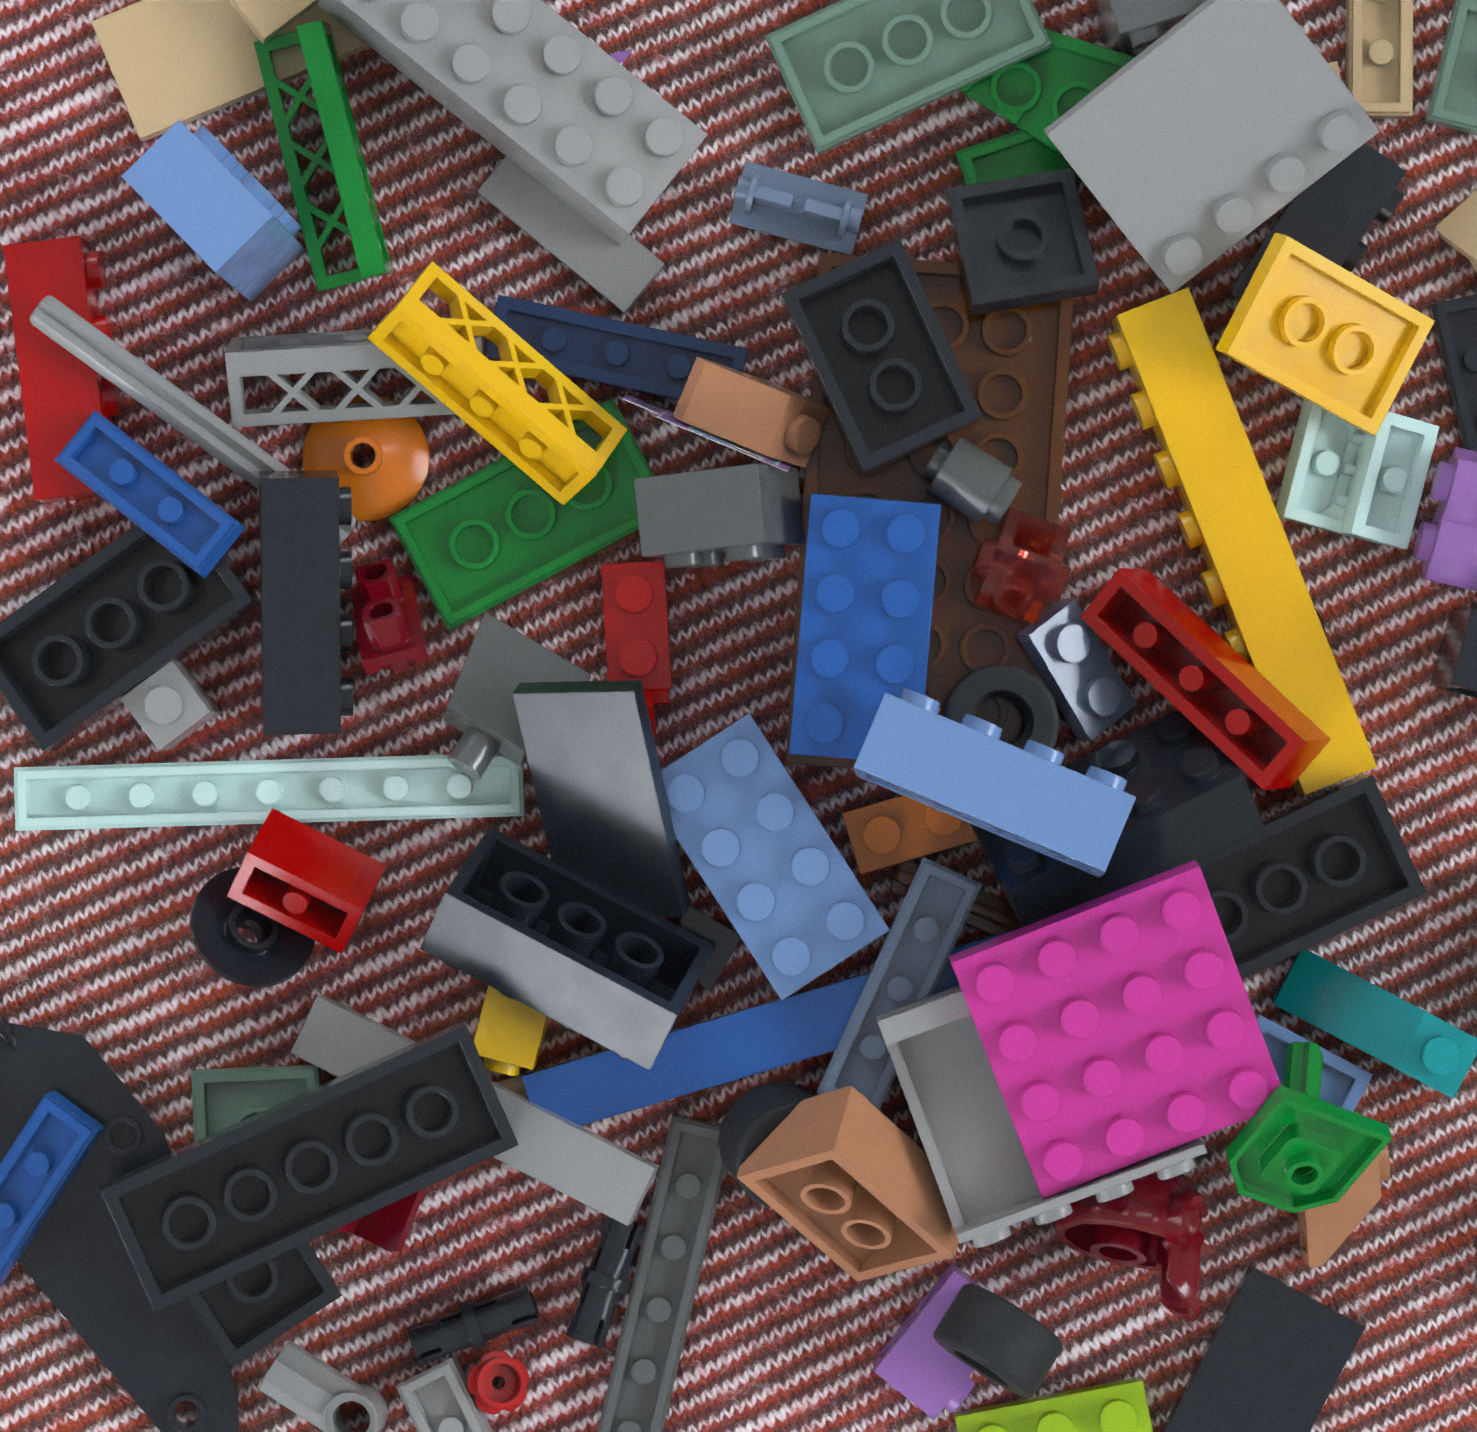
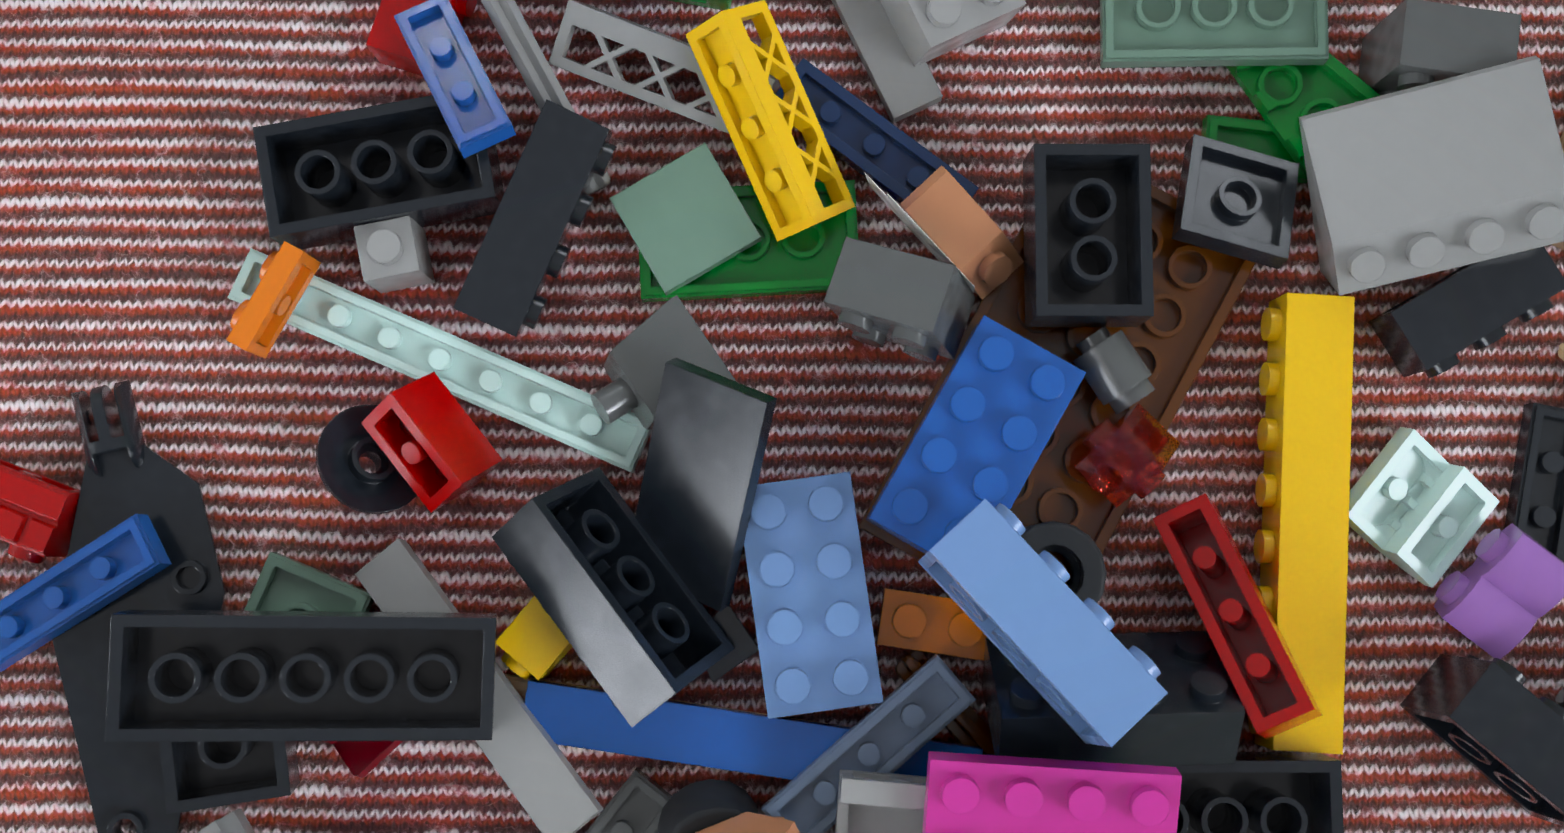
camera: 25 degrees right, 5 degrees down
(68, 839) = (282, 284): none -> orange plate
(387, 618) = (597, 266): dark red hips -> none
(398, 466) = (668, 139): orange dish -> none
(455, 525) = (685, 219): none -> sand green tile
(638, 628) = (792, 365): red hinge -> none
(798, 208) = (1064, 100): sand blue hinge -> none
(1076, 670) = (1130, 557): sand blue plate -> none
(1324, 334) = (1453, 381): yellow plate -> none

